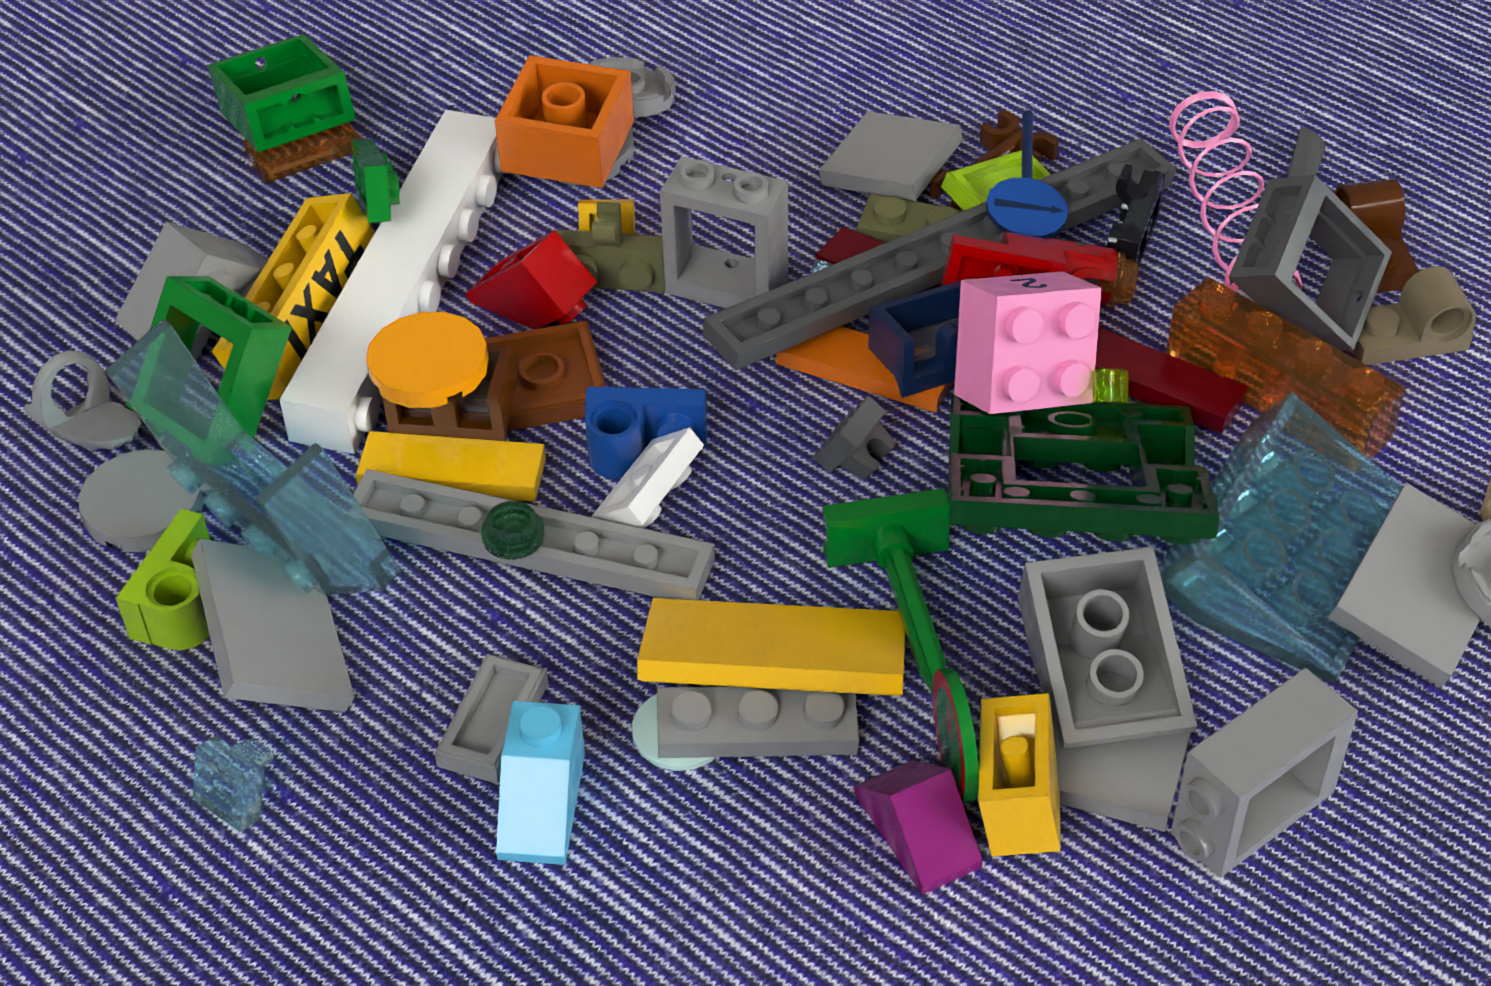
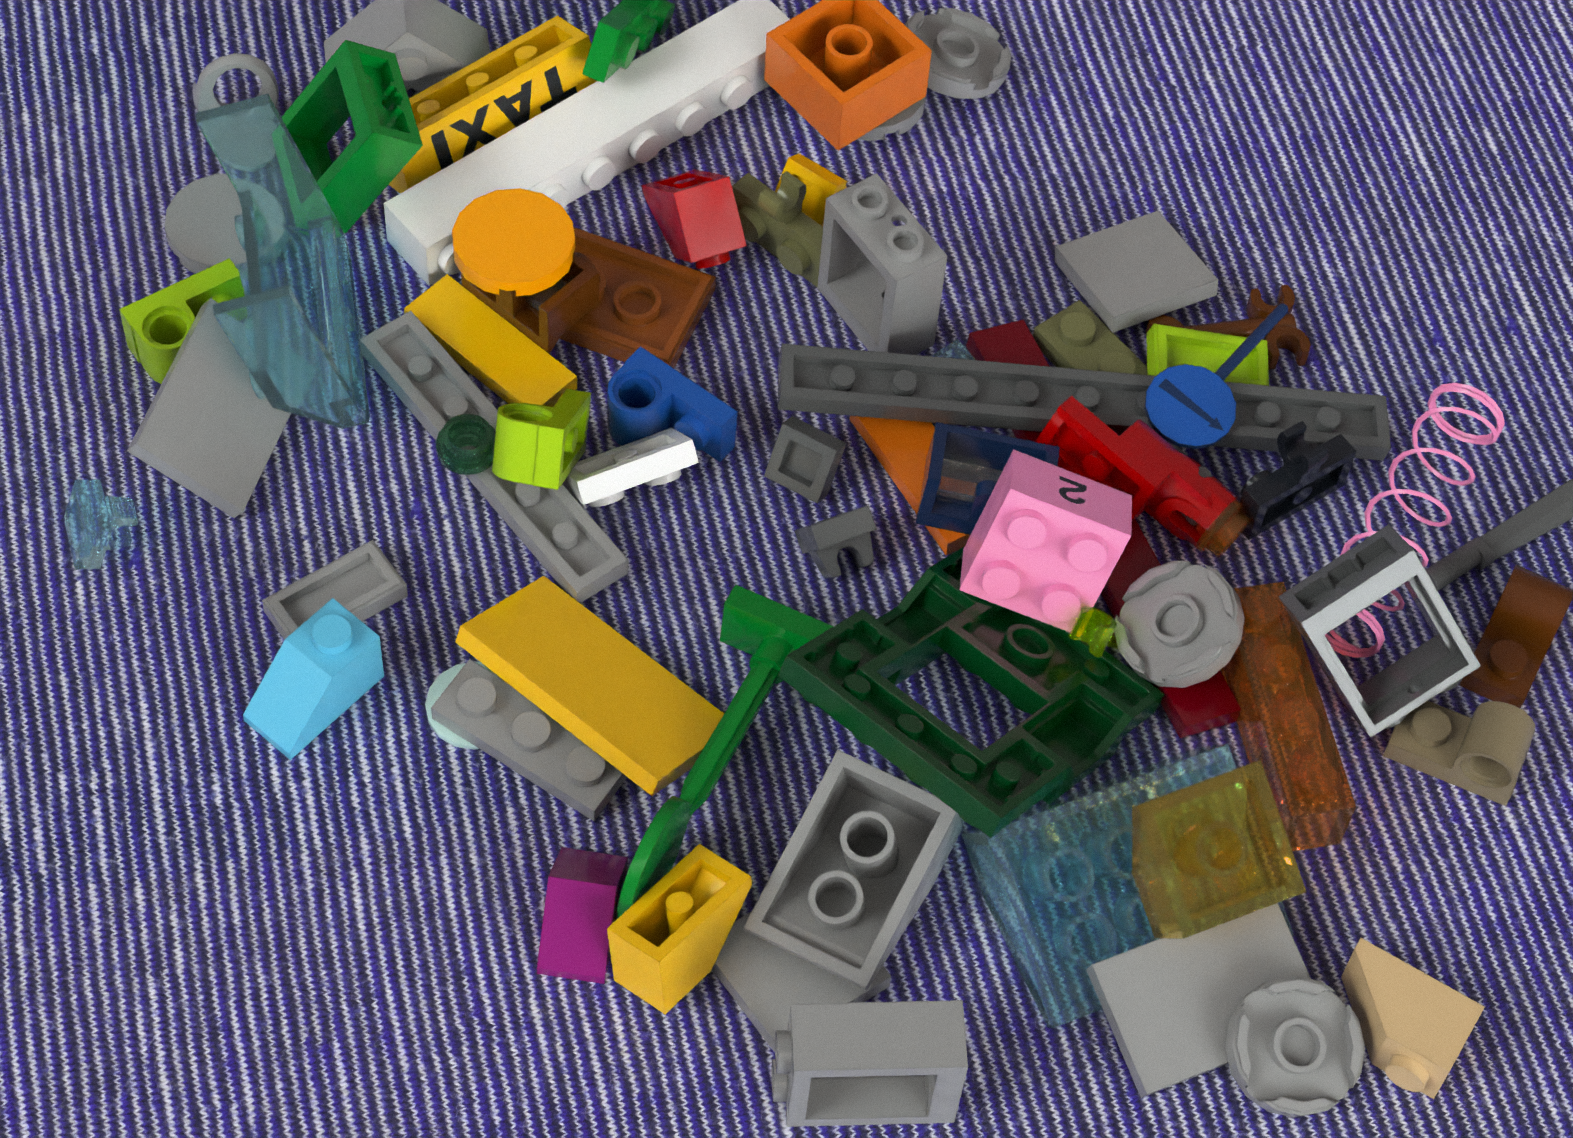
camera: 30 degrees right, 10 degrees up
(574, 492) = (541, 442): none -> lime plate
(779, 400) = (805, 459): none -> dark grey tile
(1166, 345) = (1179, 624): none -> light grey tile
(1364, 468) = (1211, 853): none -> clear yellow slope

